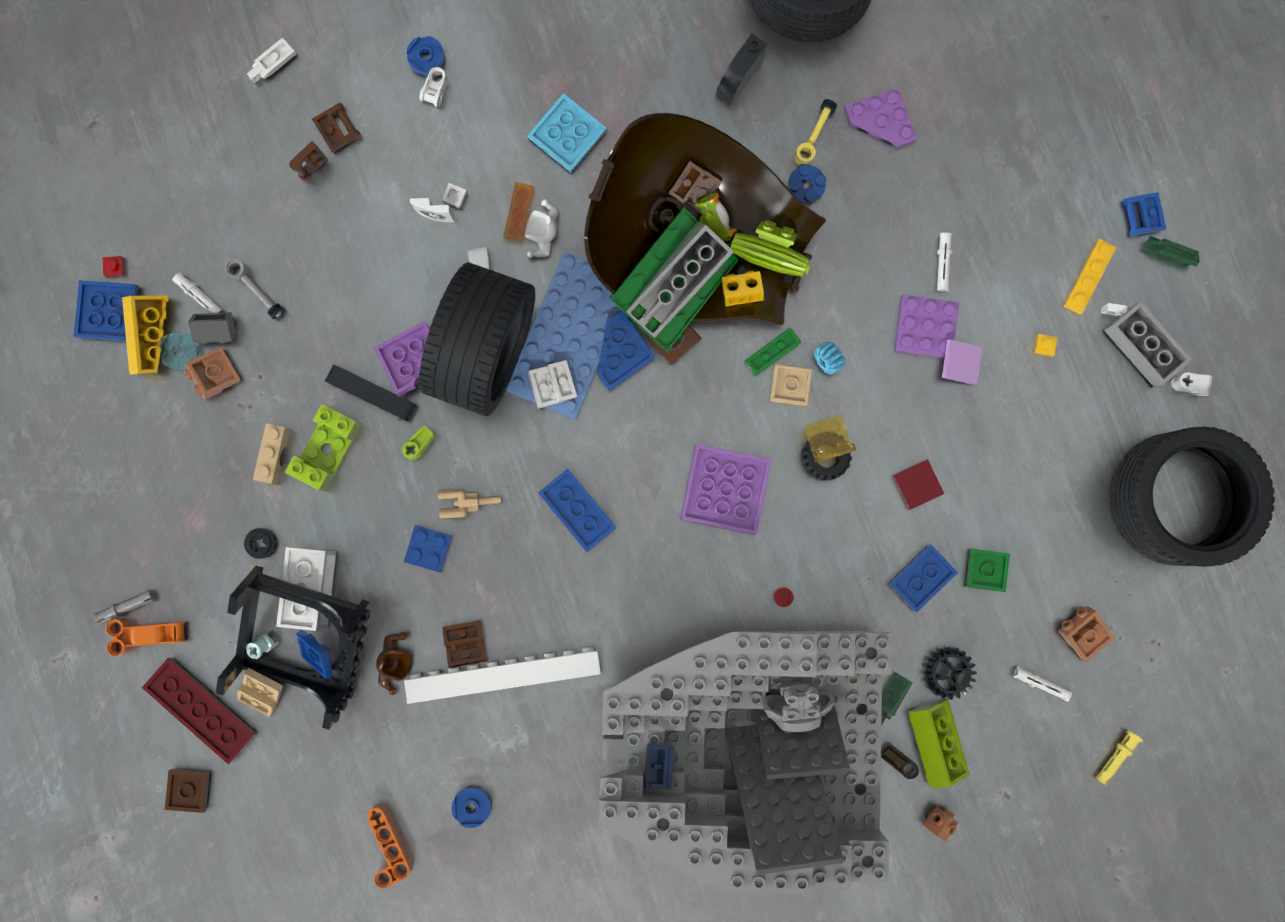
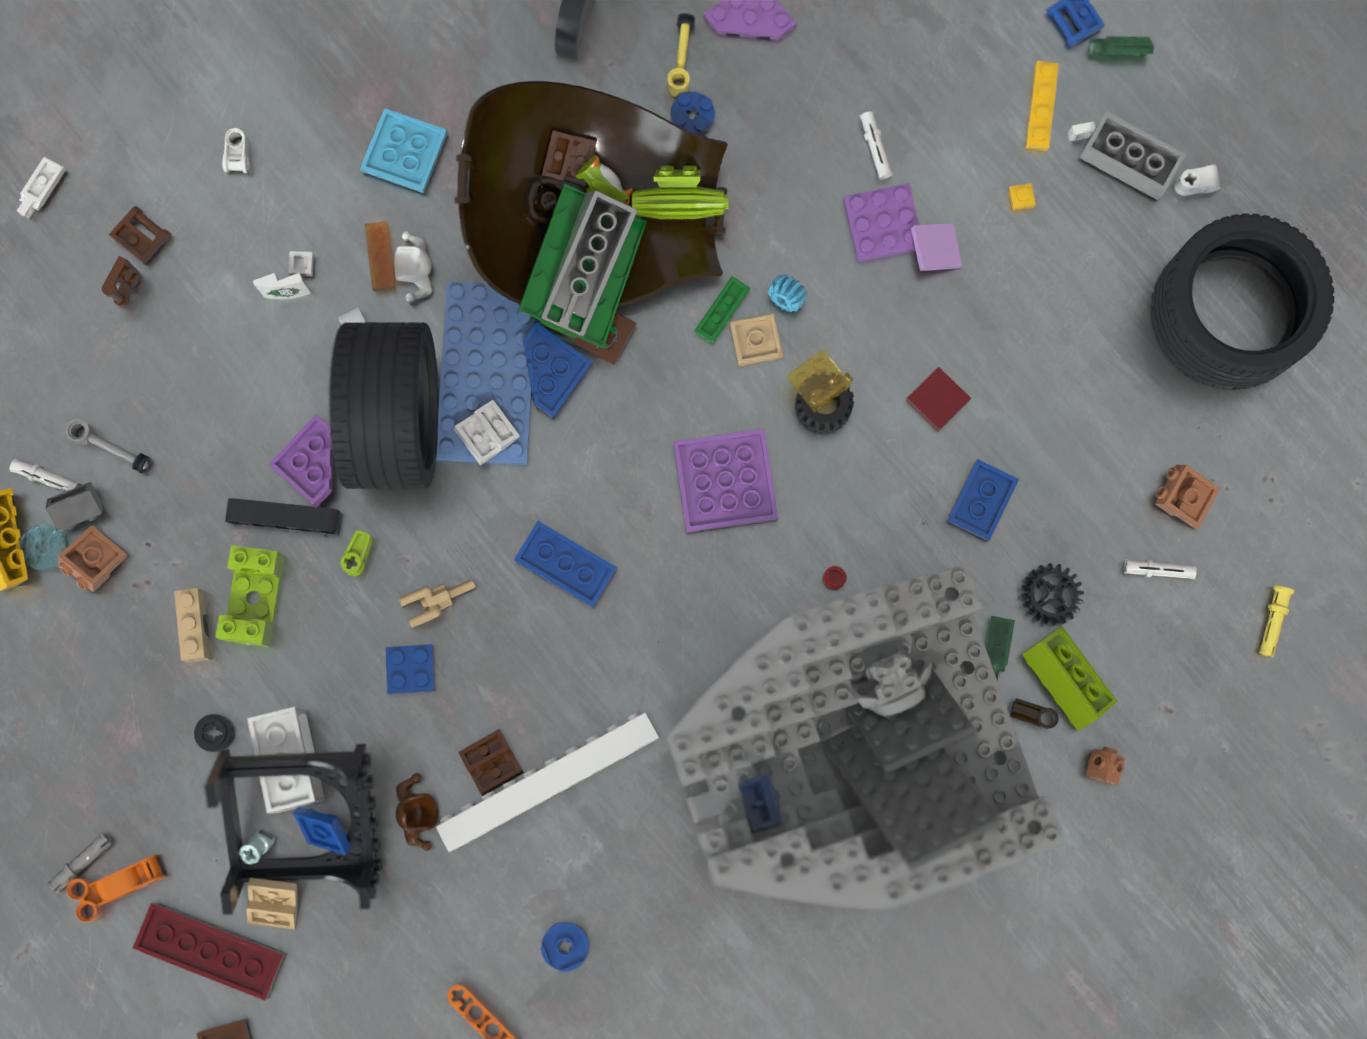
camera: 20 degrees left, 5 degrees down
(425, 45) = (208, 110): blue plate -> none
(743, 293) = (665, 254): yellow brick -> none
(987, 570) = (1051, 465): green plate -> none

